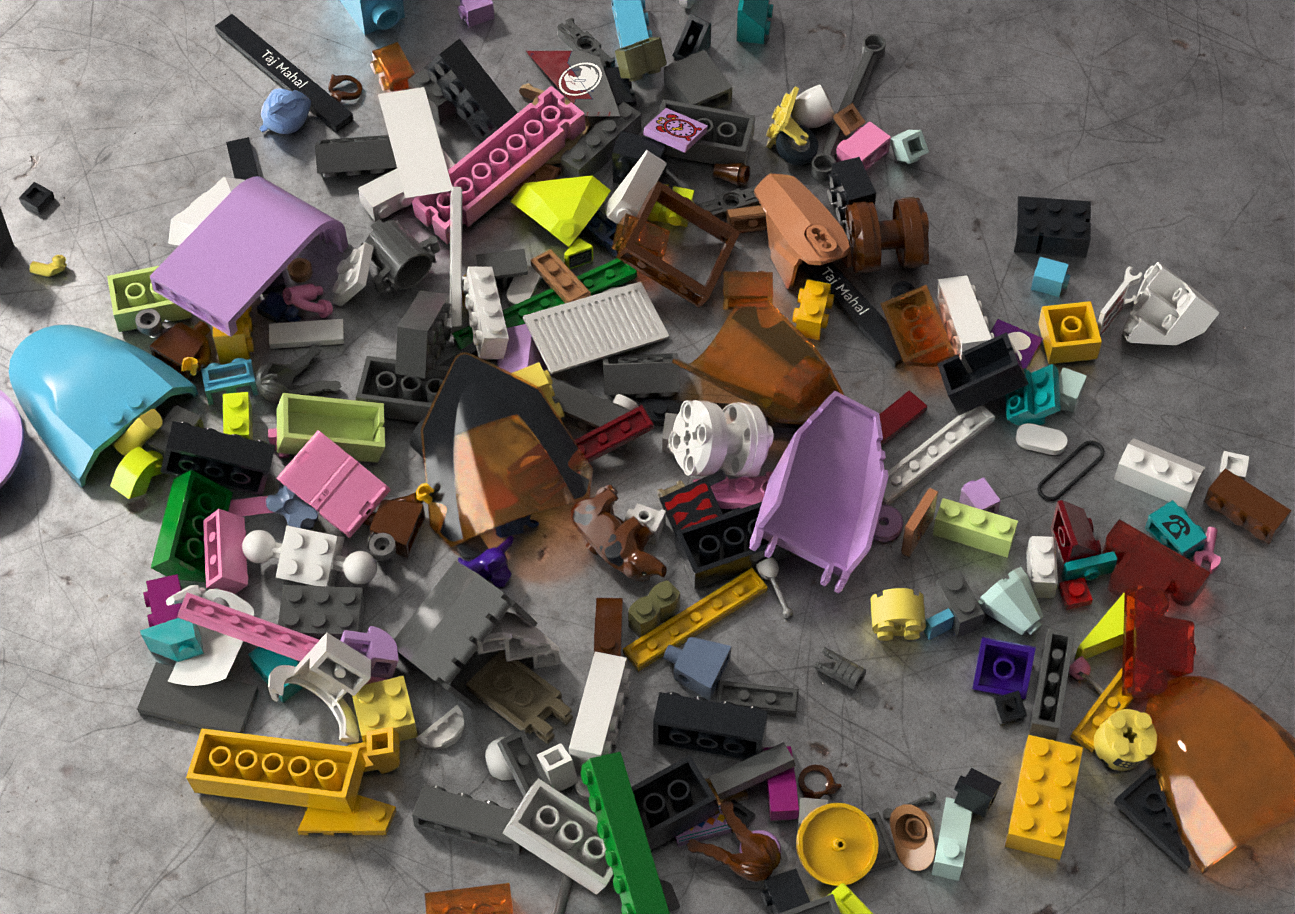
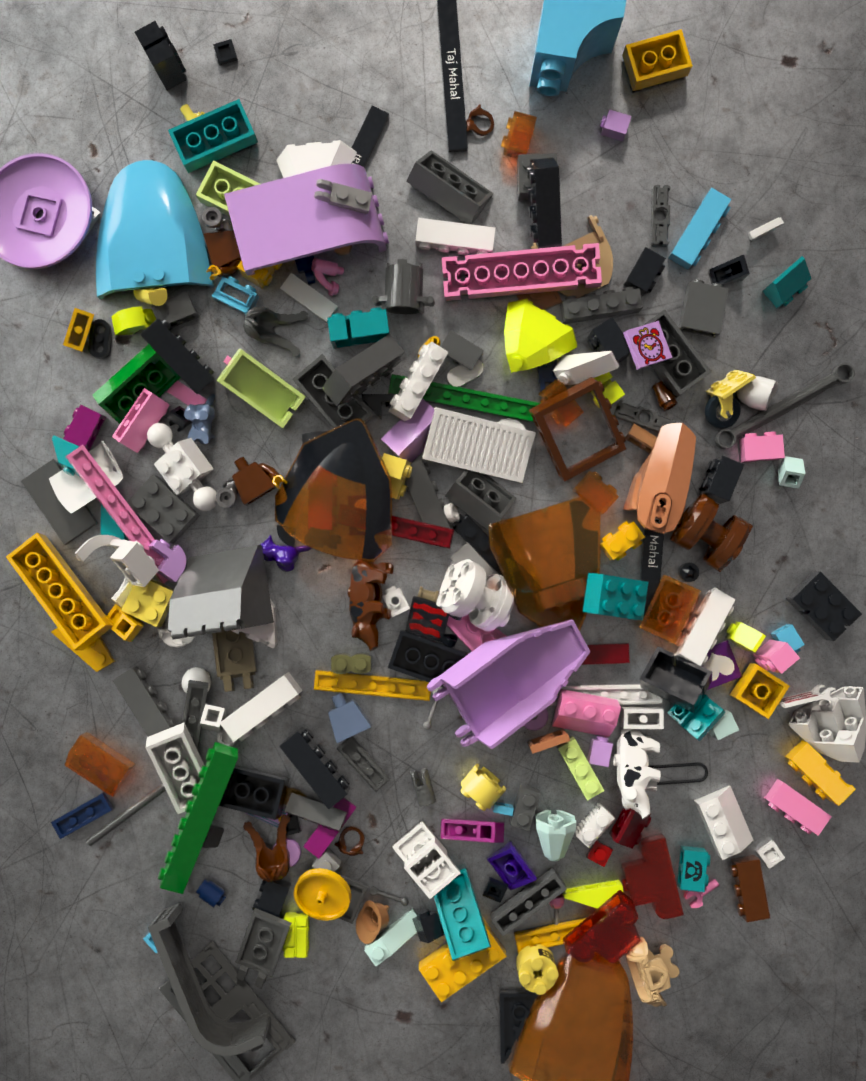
camera: 40 degrees right, 30 degrees up
(84, 262) = (213, 136): none -> teal brick
(84, 519) = (78, 329): none -> yellow brick
(114, 519) = (99, 339): none -> black plate
(179, 597) = (94, 435): white bar -> none
(238, 414) = (217, 332): neon yellow brick -> none
(266, 523) = (177, 416): none -> black tile
(273, 198) = (344, 196): none -> light grey hinge
(284, 111) = (423, 114): light blue helmet -> none
(333, 484) = (230, 431): bright pink piece -> none
(352, 274) = (365, 281): white plate -> none
(375, 322) = (358, 328): none -> teal piece
(415, 142) = (479, 213): white sticker -> none
(456, 258) = (432, 326): white tile -> none
(559, 277) = (488, 389): medium nougat tile -> none
(578, 254) = (516, 378): slope -> none
(579, 79) = (630, 244): sticker -> none
(608, 626) = (315, 653): reddish brown slope -> none
(641, 58) = (678, 265): olive brick -> none
(849, 119) = (771, 421): medium nougat plate -> none
(854, 349) = (615, 596): none -> teal brick
(912, 723) = (426, 859): none -> white bracket
(930, 667) = (472, 830): none -> magenta slope
(939, 466) = (586, 713): none -> bright pink slope
(987, 437) = (642, 718): none -> white brick
(996, 745) = (461, 917): none -> teal plate
(1009, 299) = (745, 636): none -> neon yellow slope
(1027, 478) = (633, 772): none -> white animal
(1041, 439) = (676, 741): white tile -> none
(1051, 281) = (775, 656): none -> bright pink brick
(1089, 567) = (620, 849): teal plate -> none
(1198, 359) = (818, 773): none -> yellow wedge
(1212, 404) = (797, 808): none -> bright pink brick
(1235, 653) = (651, 972): none -> tan piece

